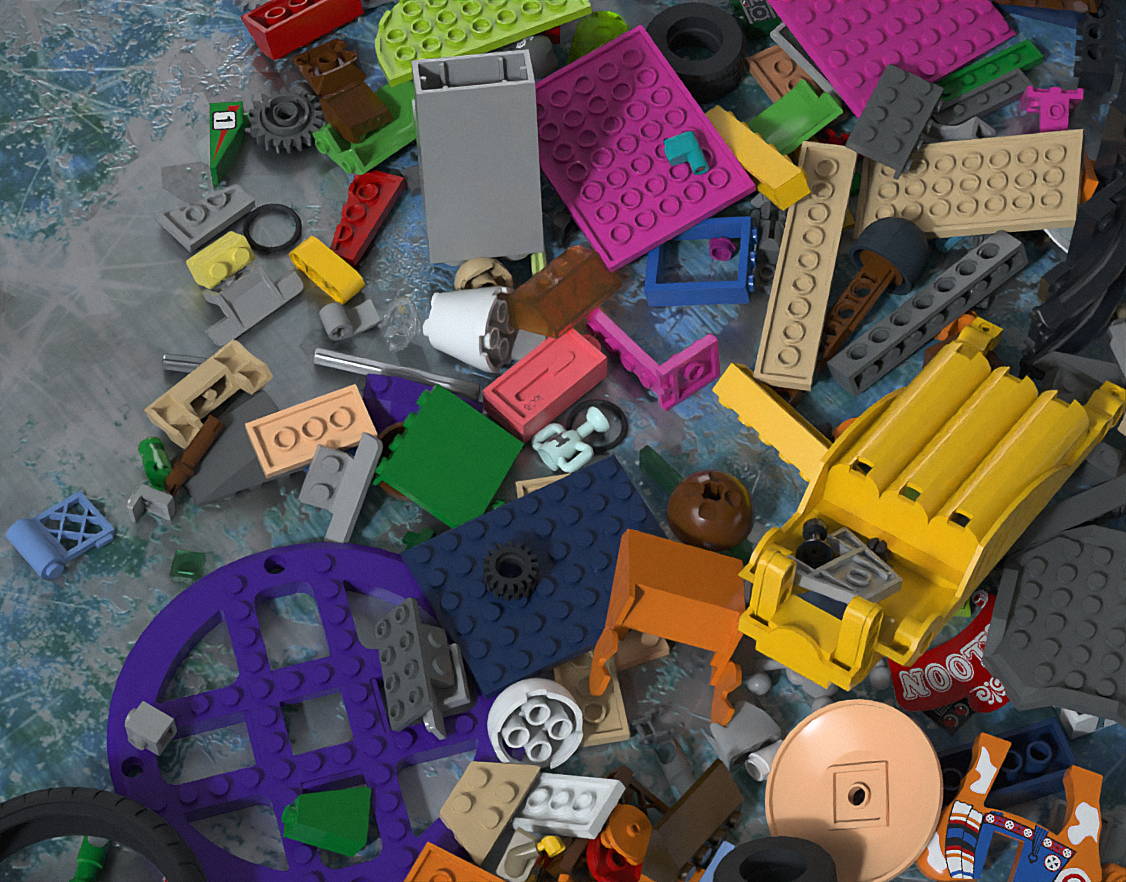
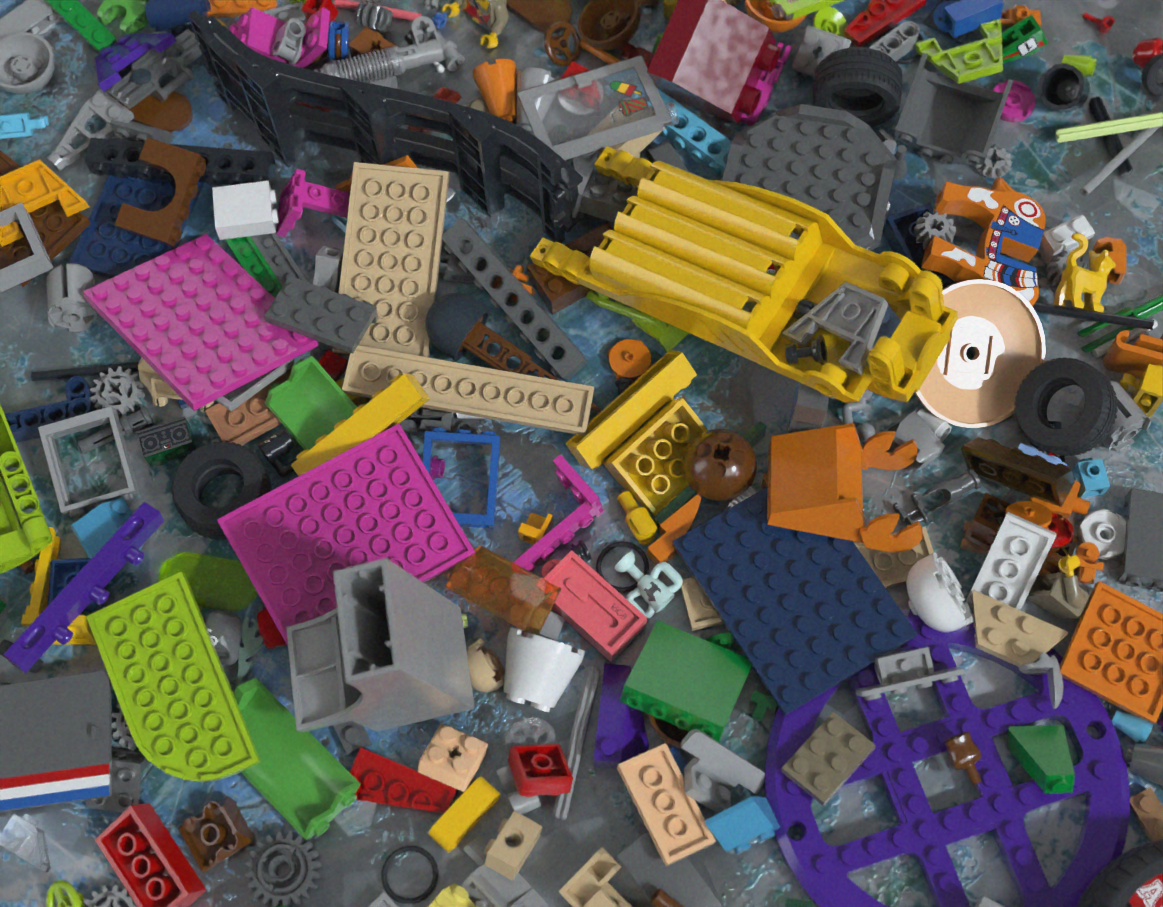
camera: 90 degrees left, 10 degrees up
(285, 509) = (743, 824): none -> dark azure slope
(290, 319) = (508, 859): none -> tan brick
(338, 728) = (964, 755): none -> reddish brown piece
(347, 594) = (828, 758): none -> dark tan plate
(354, 111) = (283, 797): reddish brown slope -> none
(354, 314) = (540, 770): none -> red brick
(370, 258) = (456, 771): none -> light nougat brick
(411, 662) = (902, 694): dark grey bracket -> none
(420, 829) = (1047, 666): none -> light grey piece
(510, 586) = (807, 630): black tyre -> none
(613, 380) = (581, 550): none -> black bush
(643, 475) = (671, 529): none -> orange slope
(647, 341) = (535, 528): none -> light orange panel
(652, 435) = (637, 519): none -> yellow arm
(683, 149) = (361, 477): teal piece -> none
(723, 442) = (653, 457): none -> yellow slope
(744, 101) = (275, 449): none -> black piece
(1030, 771) = (934, 225): none -> light grey gear
(1040, 56) = (245, 210): none -> white brick

